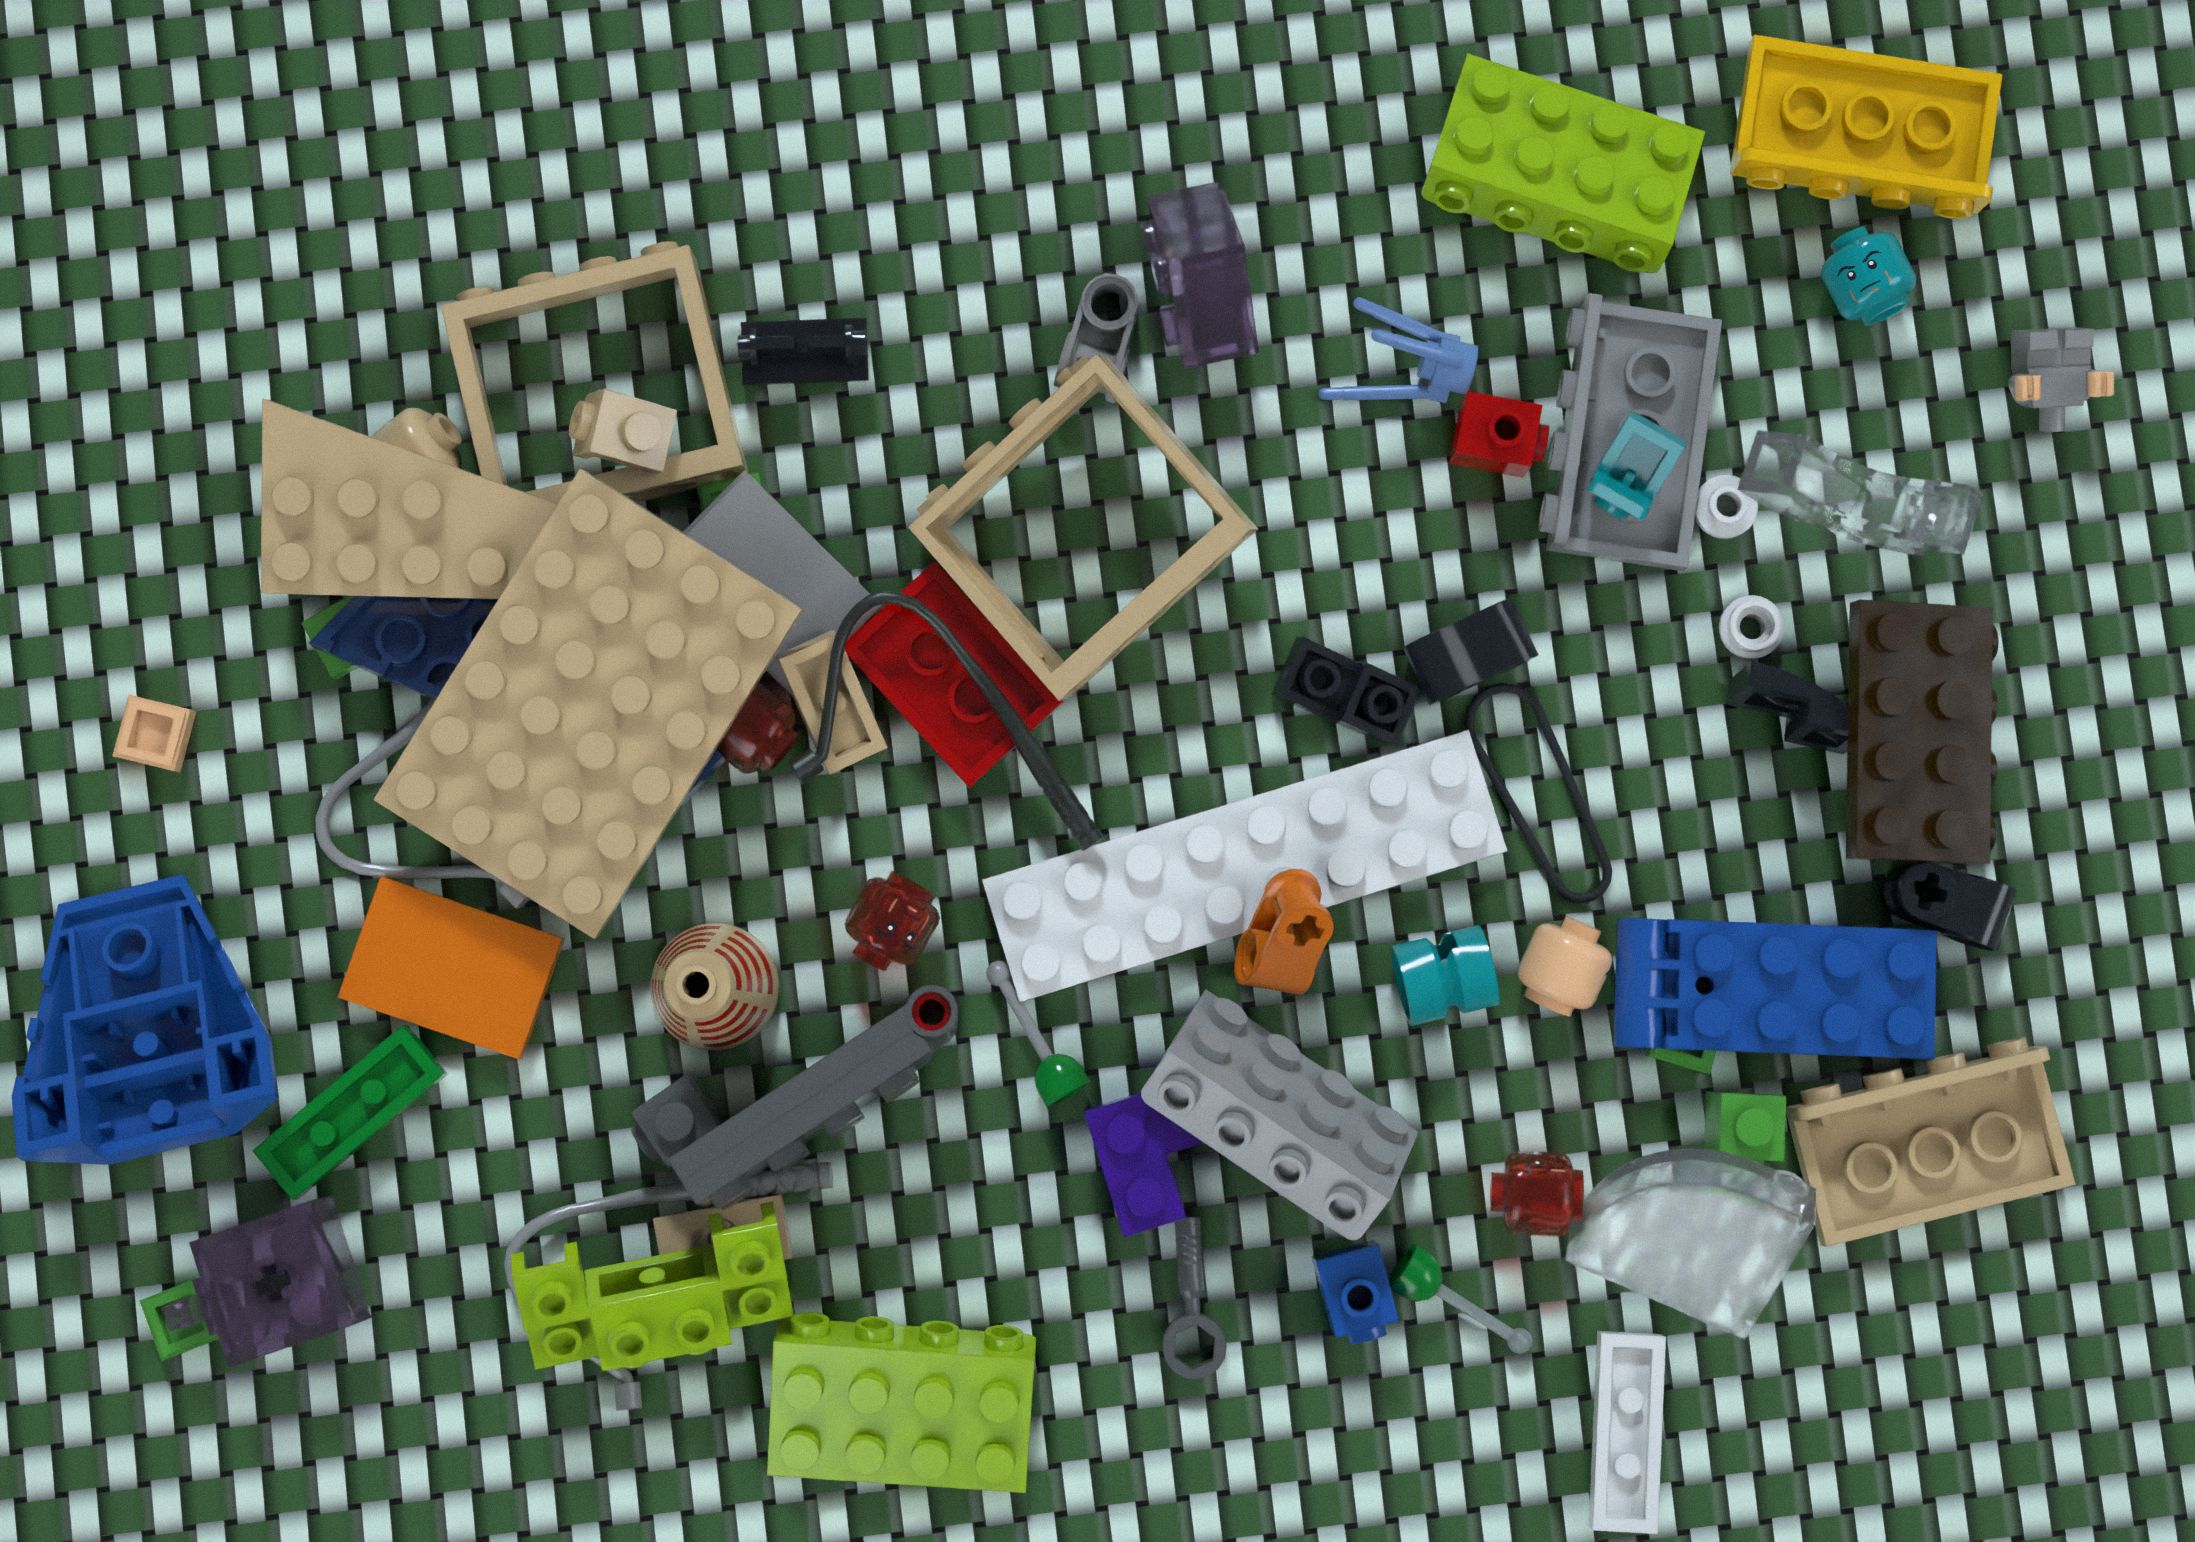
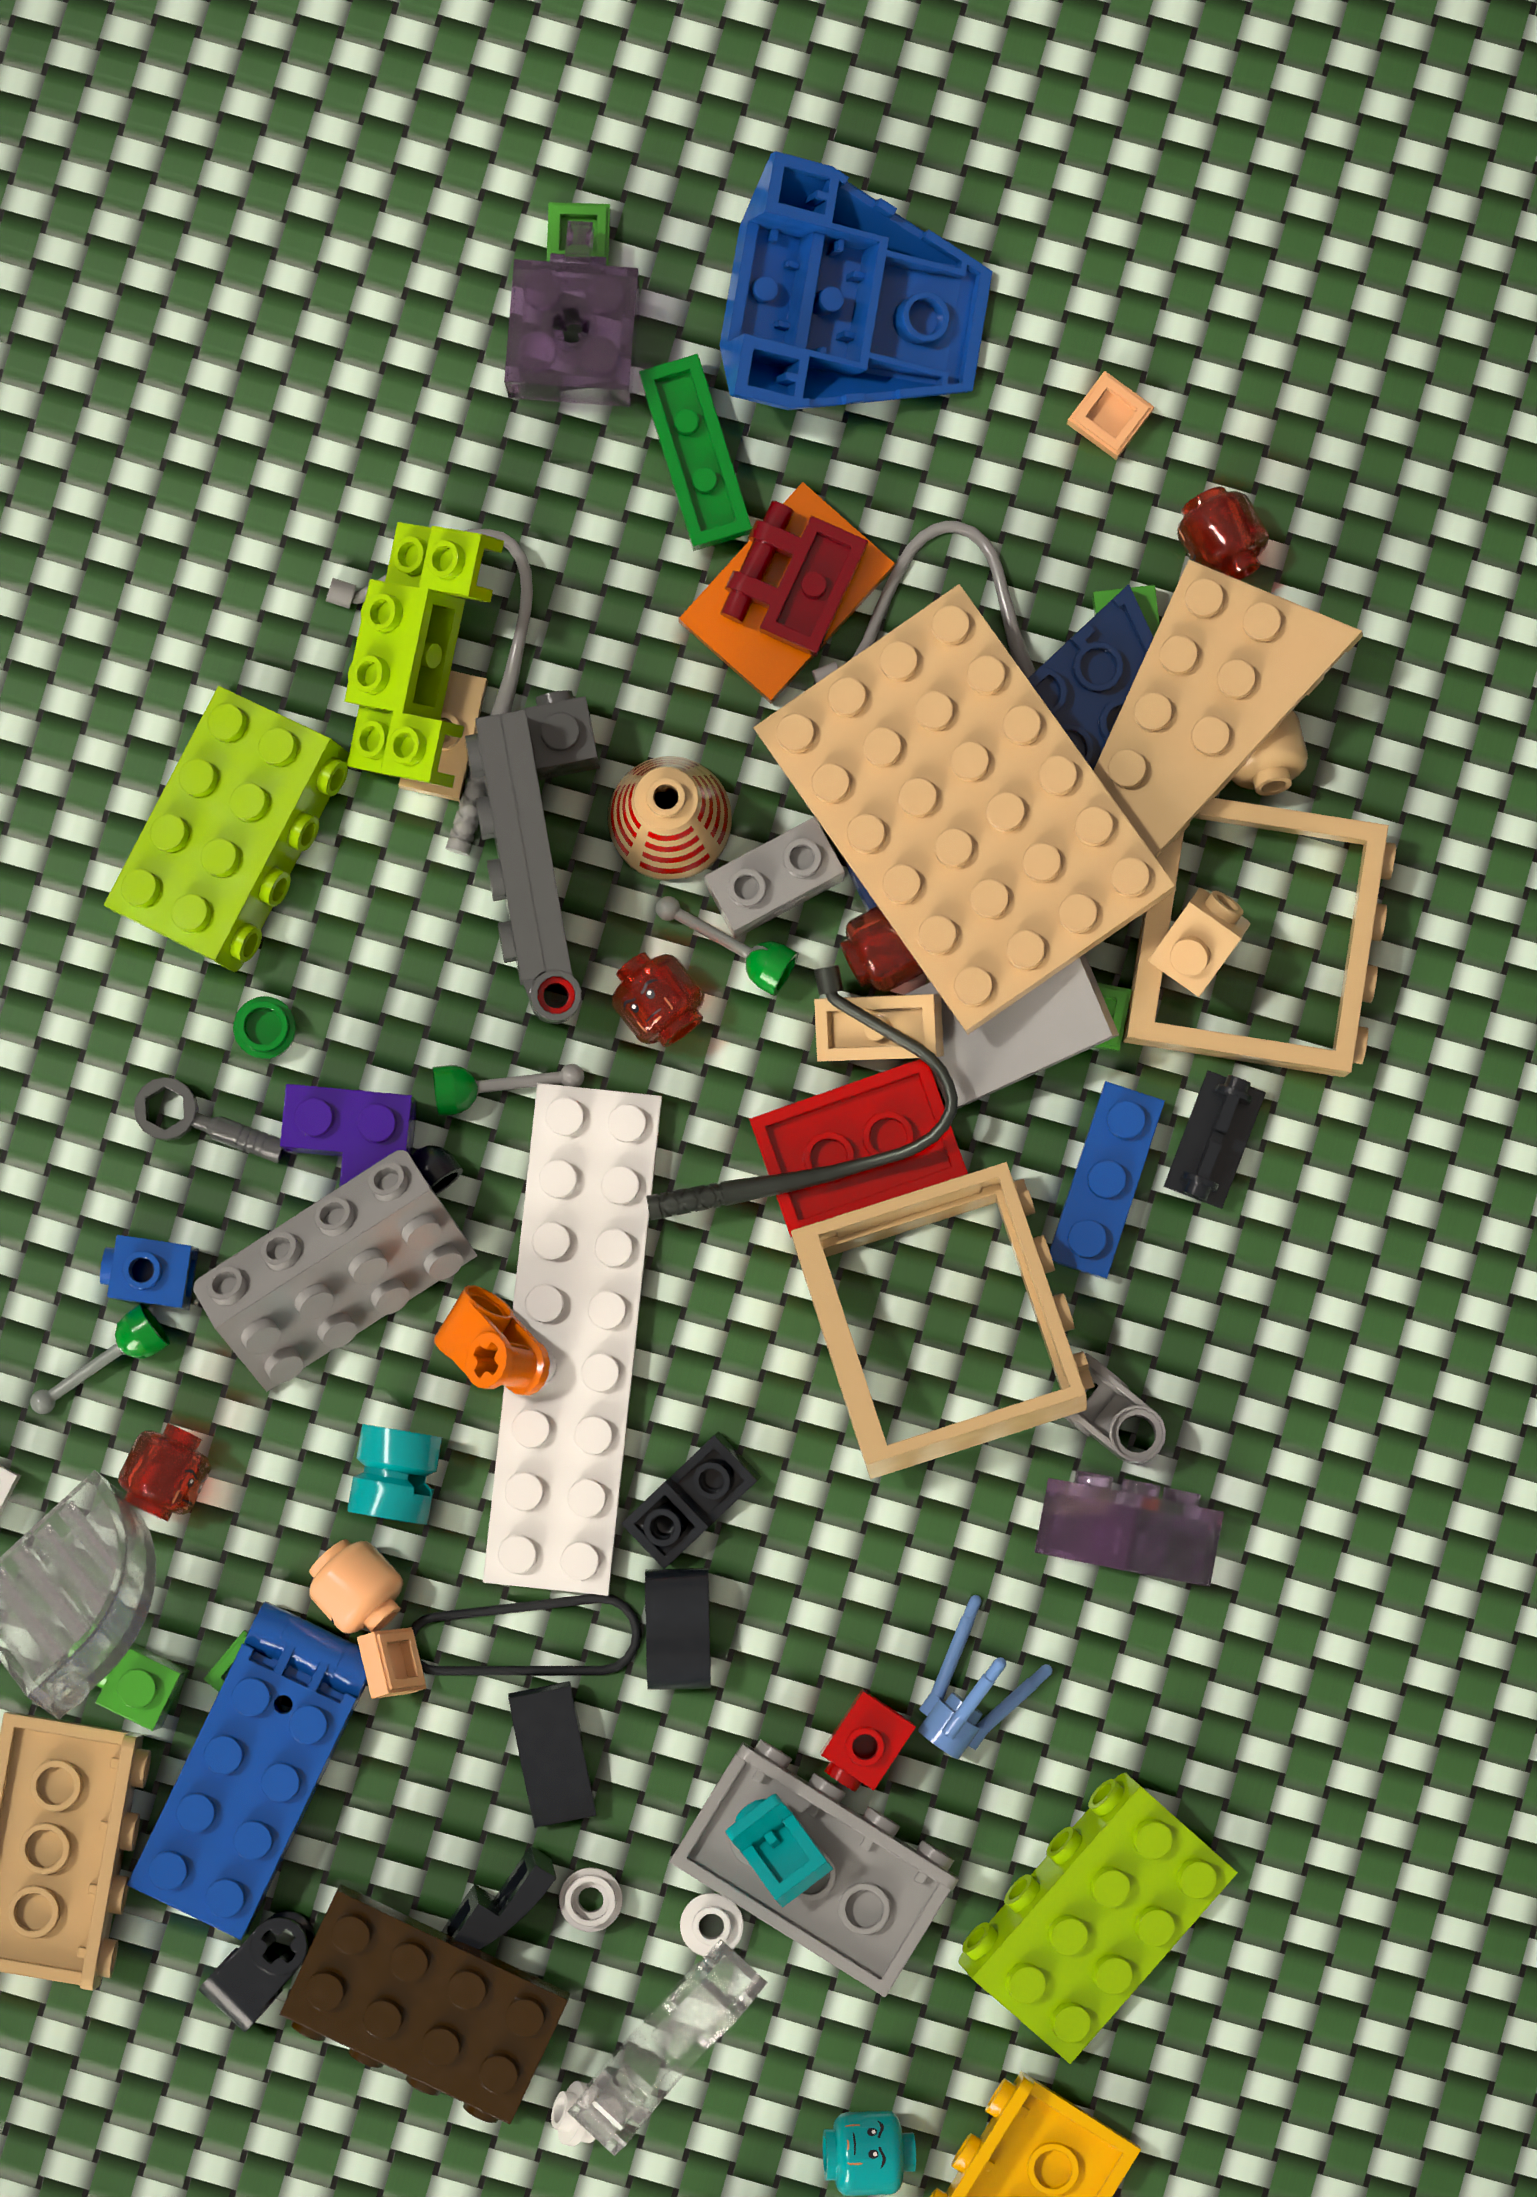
camera: 120 degrees right, 0 degrees up
(223, 577) = (1223, 532): none -> clear red head
(433, 943) = (811, 587): none -> dark red plate
(729, 860) = (774, 877): none -> light grey brick
(814, 835) = (766, 963): none -> hinge
(883, 435) = (1105, 1180): none -> blue plate
(1076, 1285) = (264, 1027): none -> green plate
(1138, 1063) = (437, 1167): none -> black hinge
(1619, 902) = (391, 1662): none -> light nougat tile
(1636, 718) = (552, 1754): none -> black slope
(1952, 566) = (569, 2130): none -> white plate

